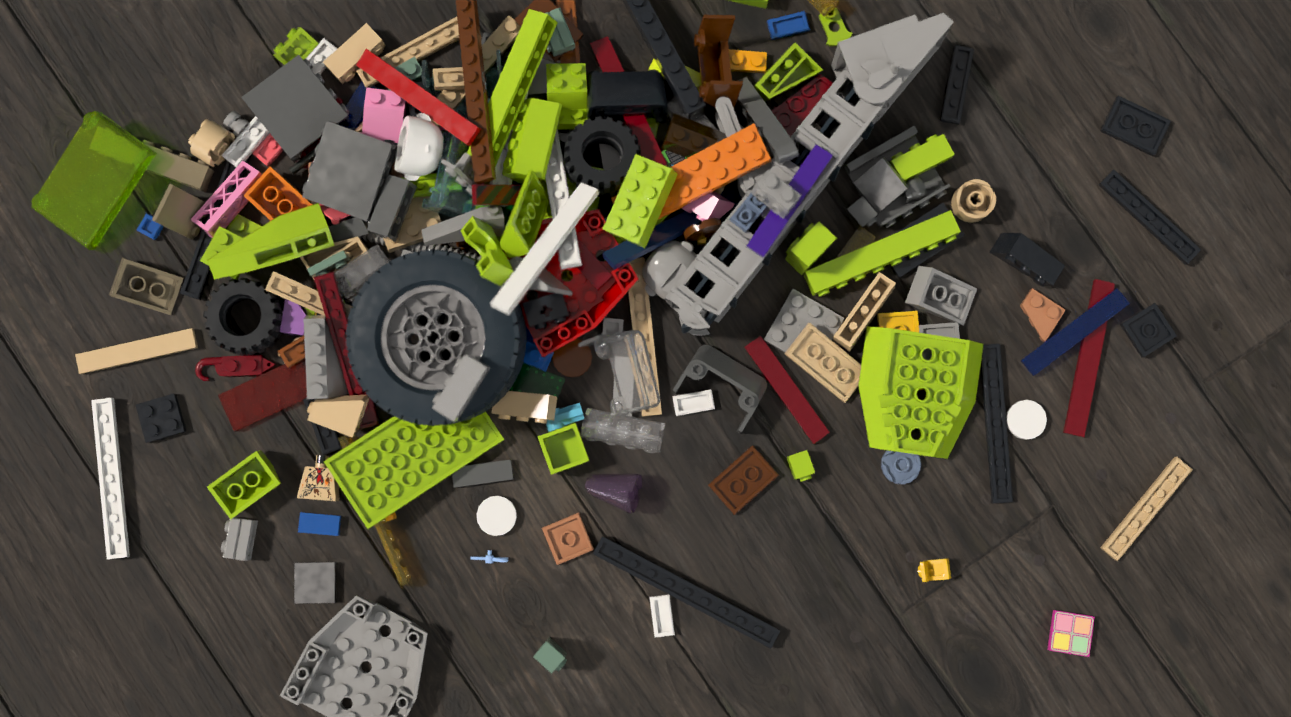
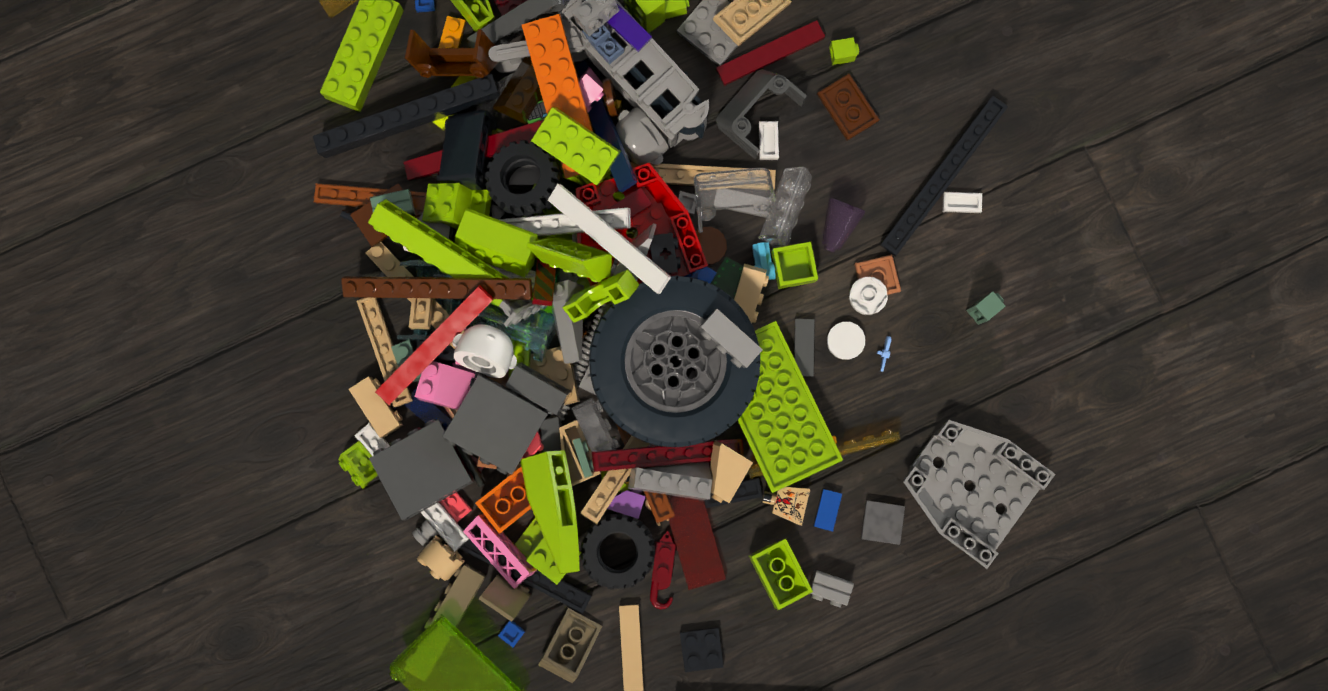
camera: 80 degrees left, 0 degrees up
(545, 531) = (868, 295): none -> white tile

